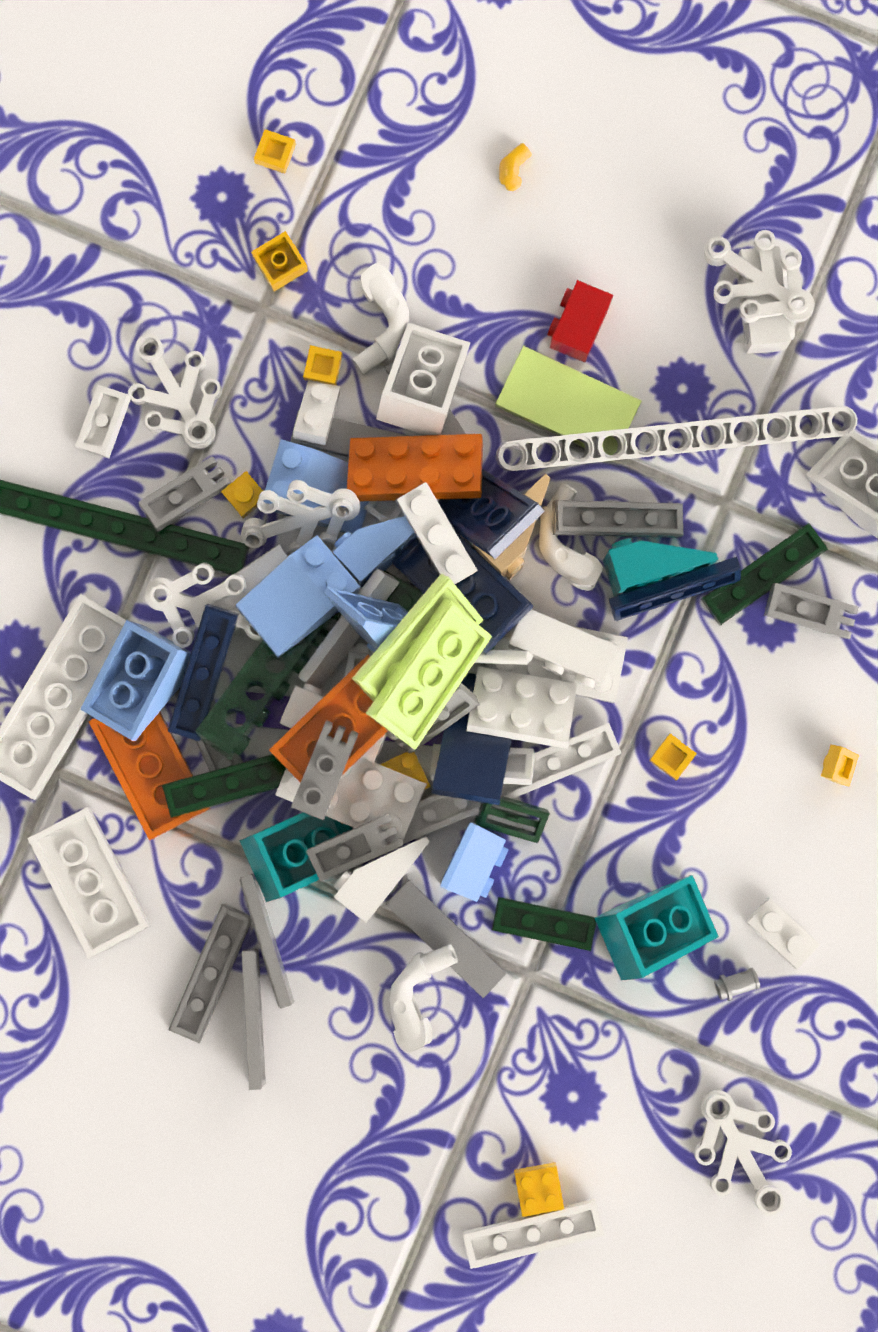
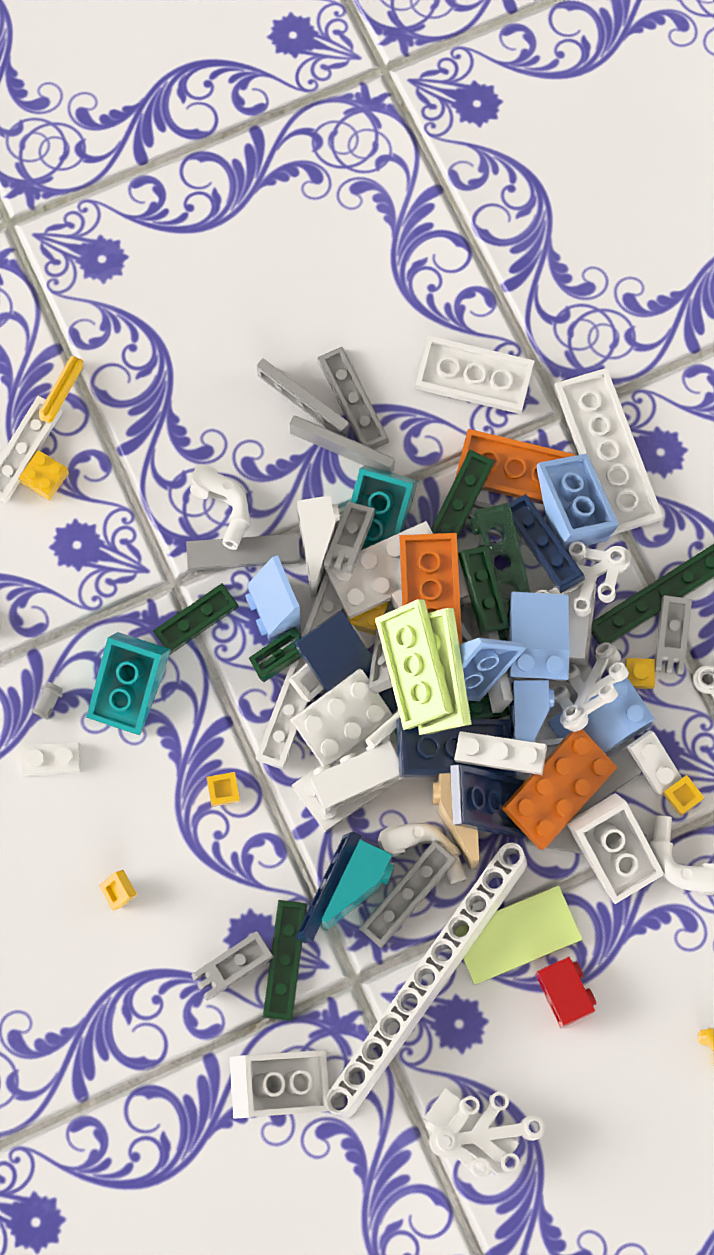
camera: 130 degrees right, 10 degrees down
(298, 682) = (483, 590): none -> dark green tile
(324, 771) = (412, 552): light grey hinge -> none
(446, 1252) = (61, 389): none -> yellow axle

